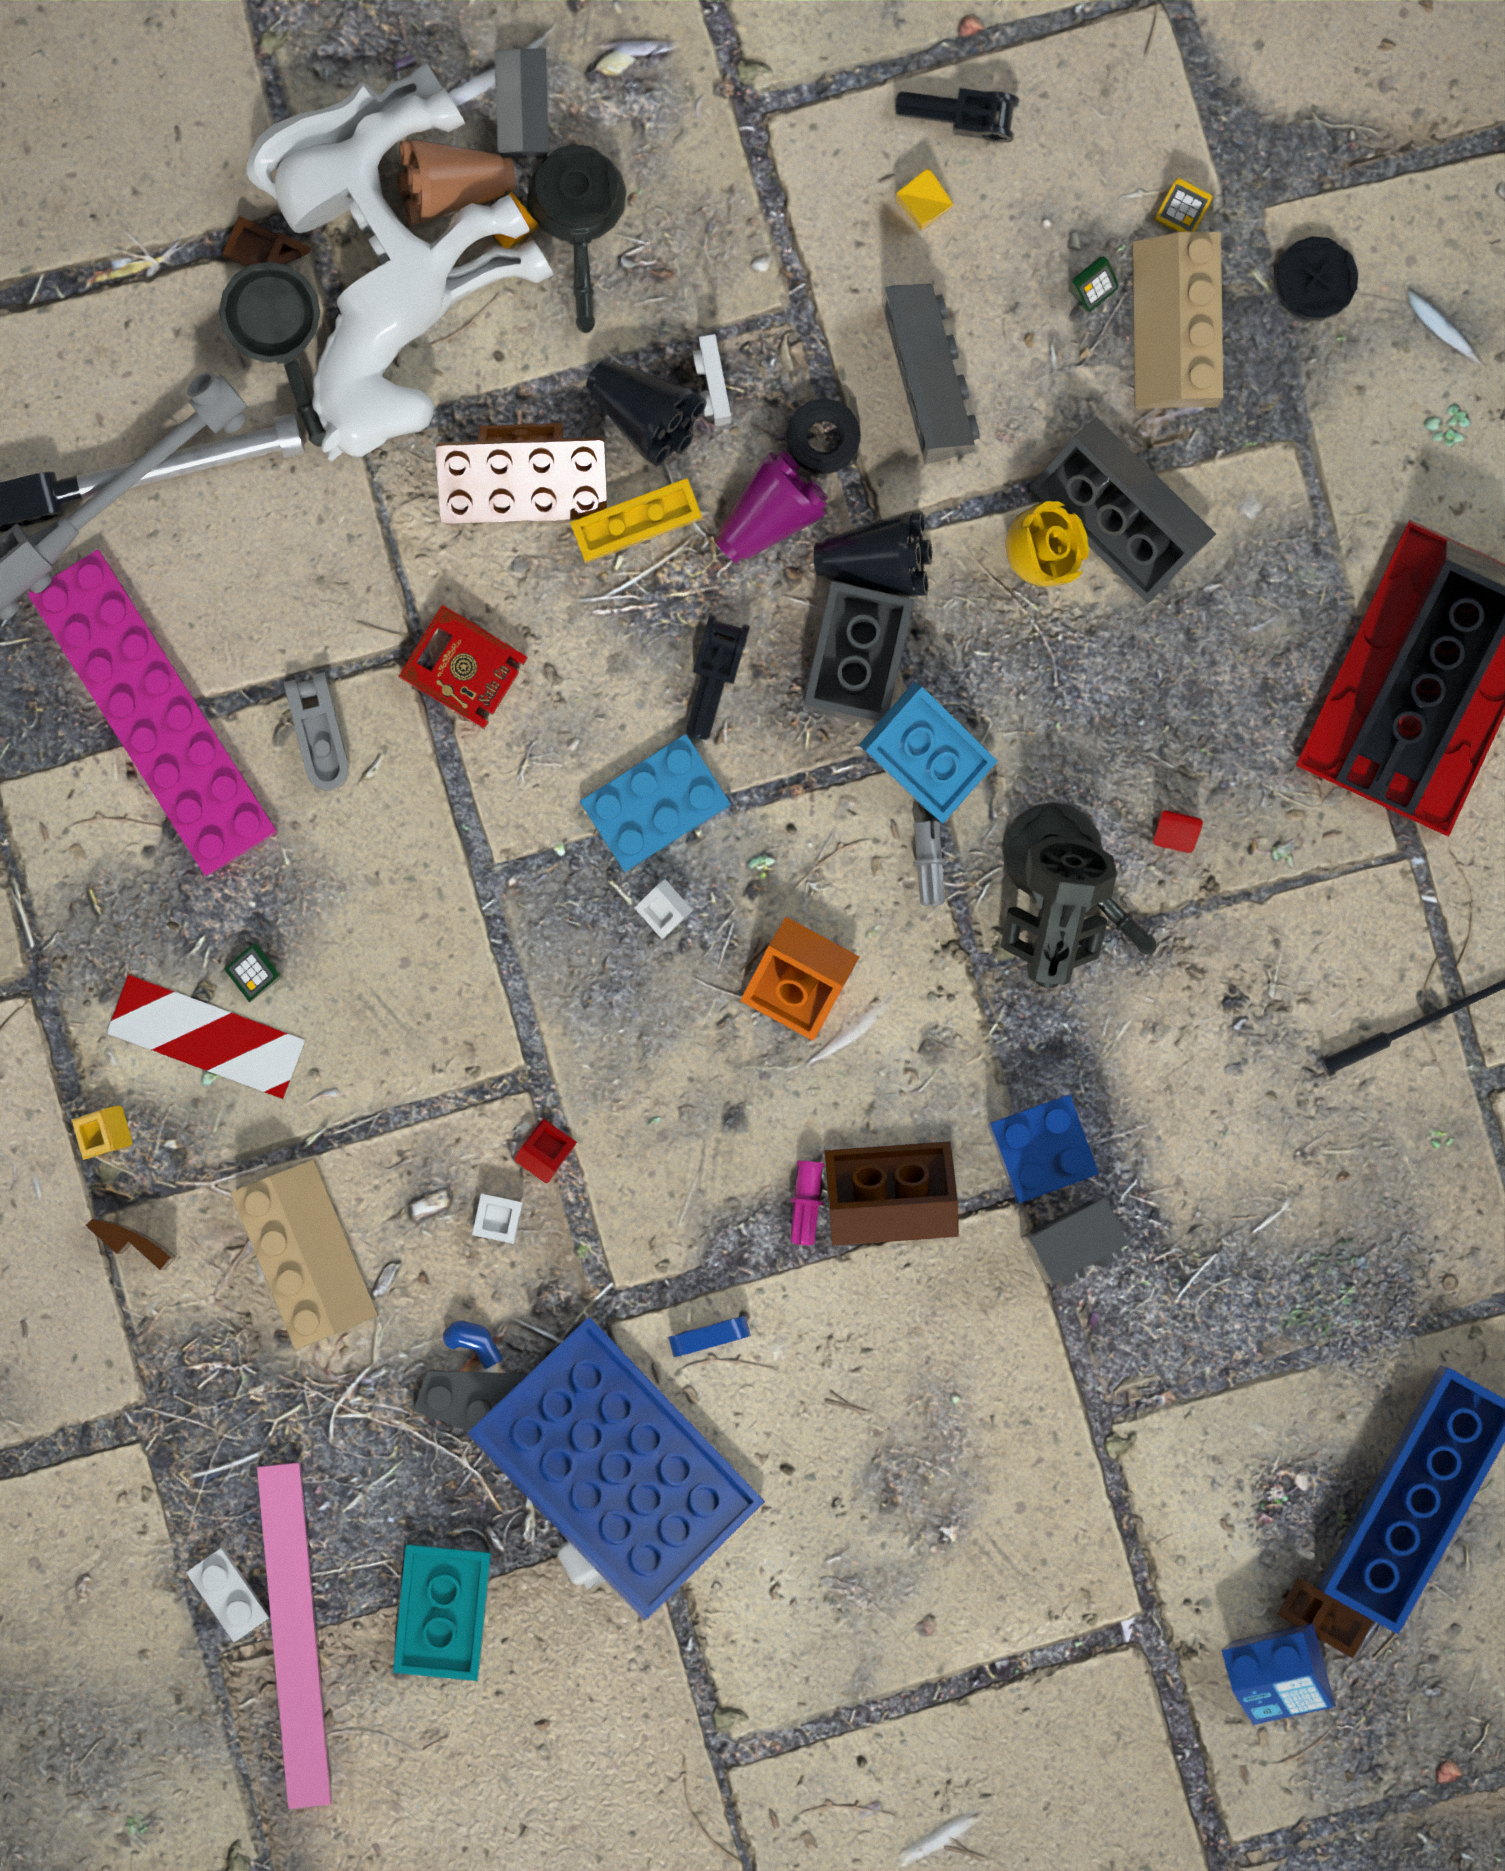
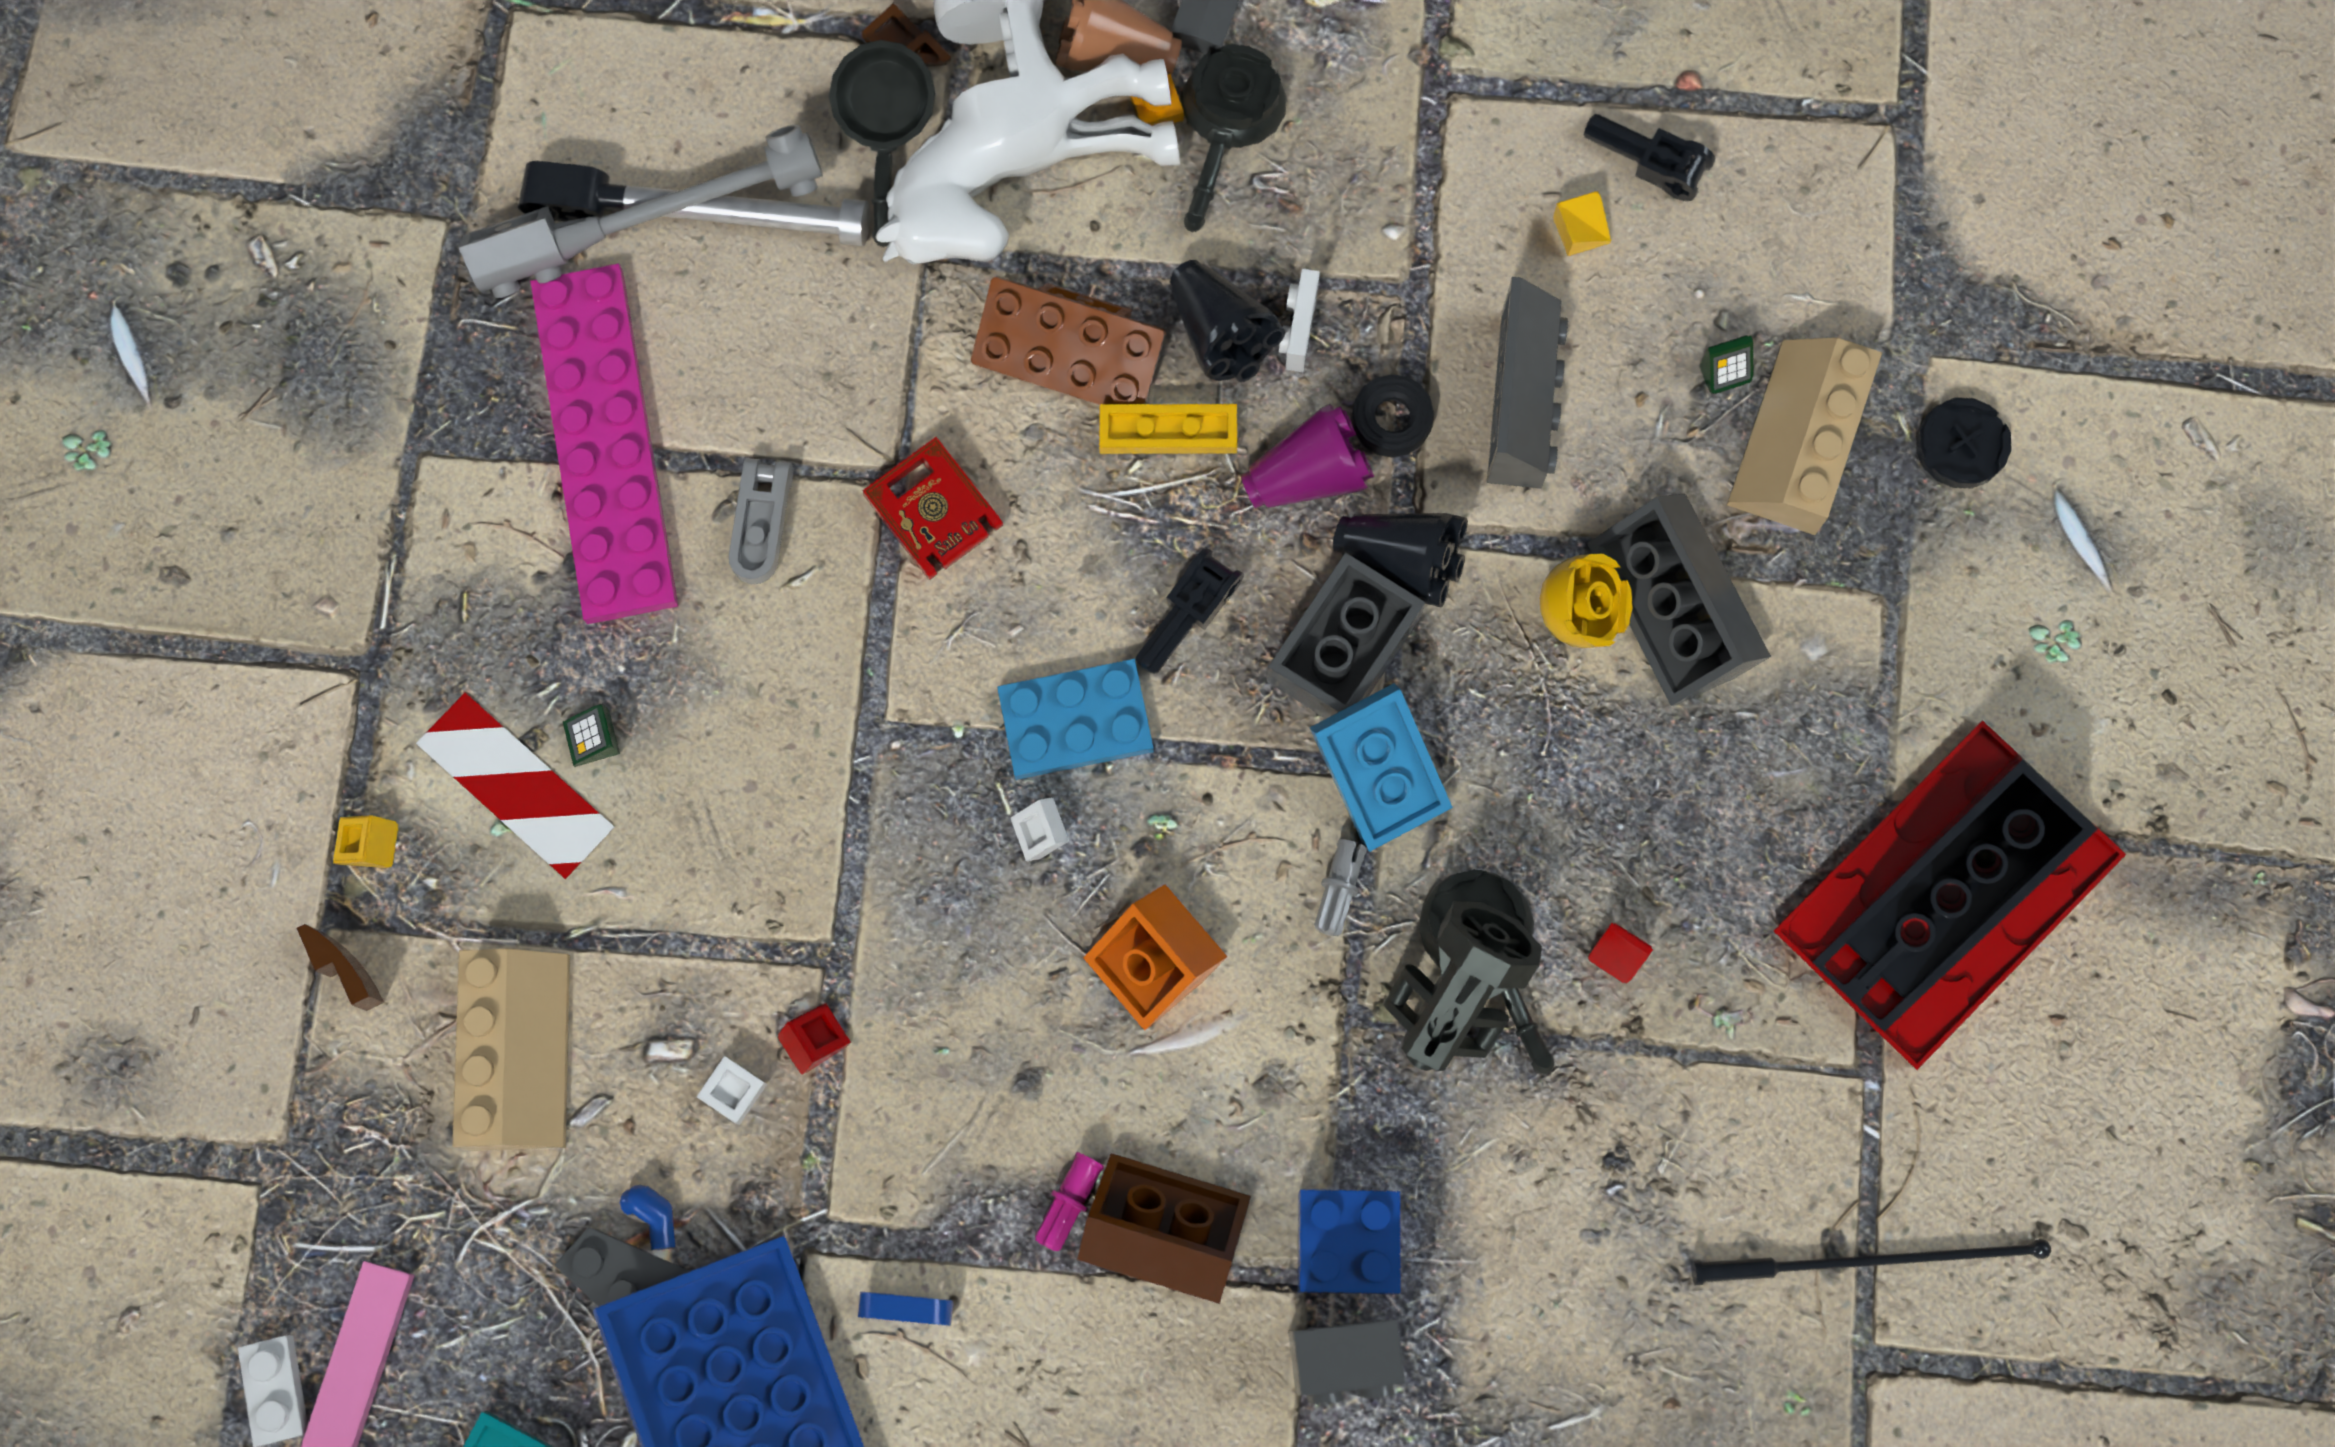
camera: 25 degrees right, 10 degrees down
(1183, 207) = (1850, 319): slope -> none

